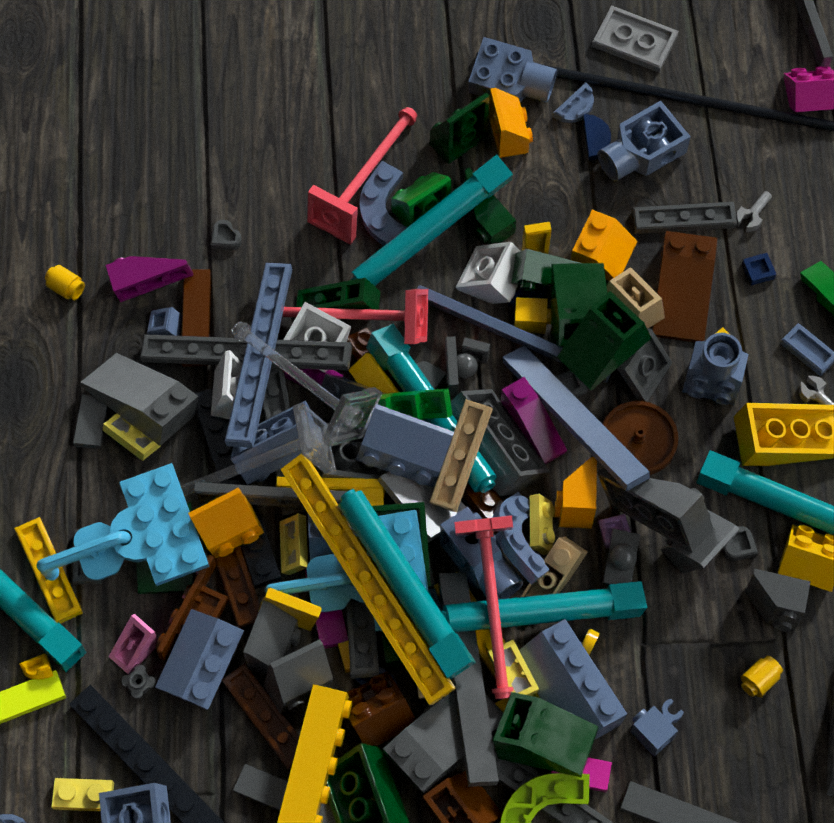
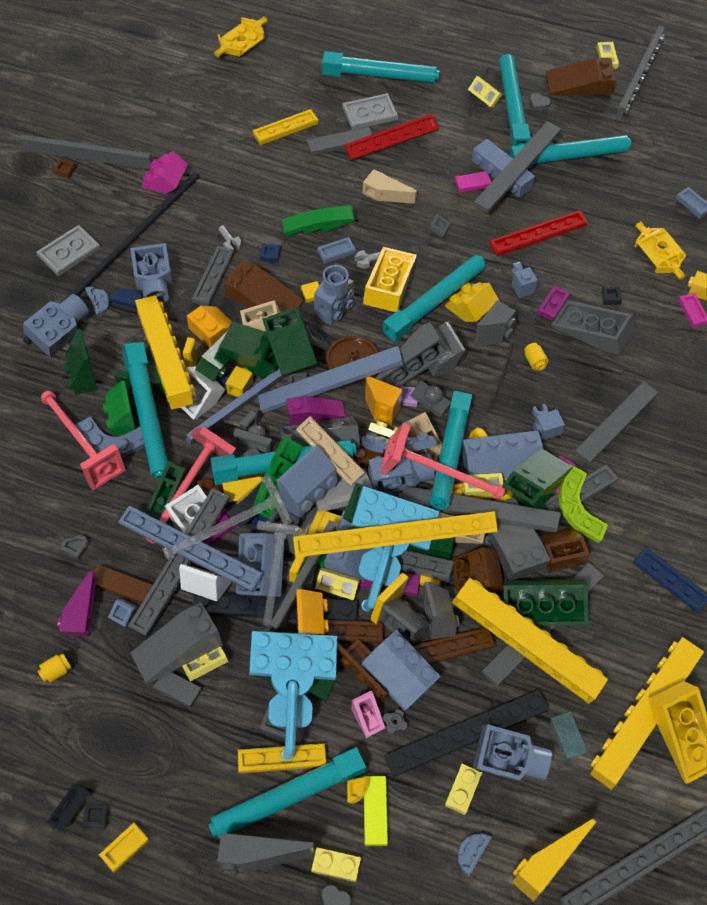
camera: 70 degrees left, 5 degrees down
(443, 641) = (412, 510): teal brick -> none
(508, 124) = (98, 341): light orange slope -> none
(522, 206) = (164, 353): none -> yellow brick

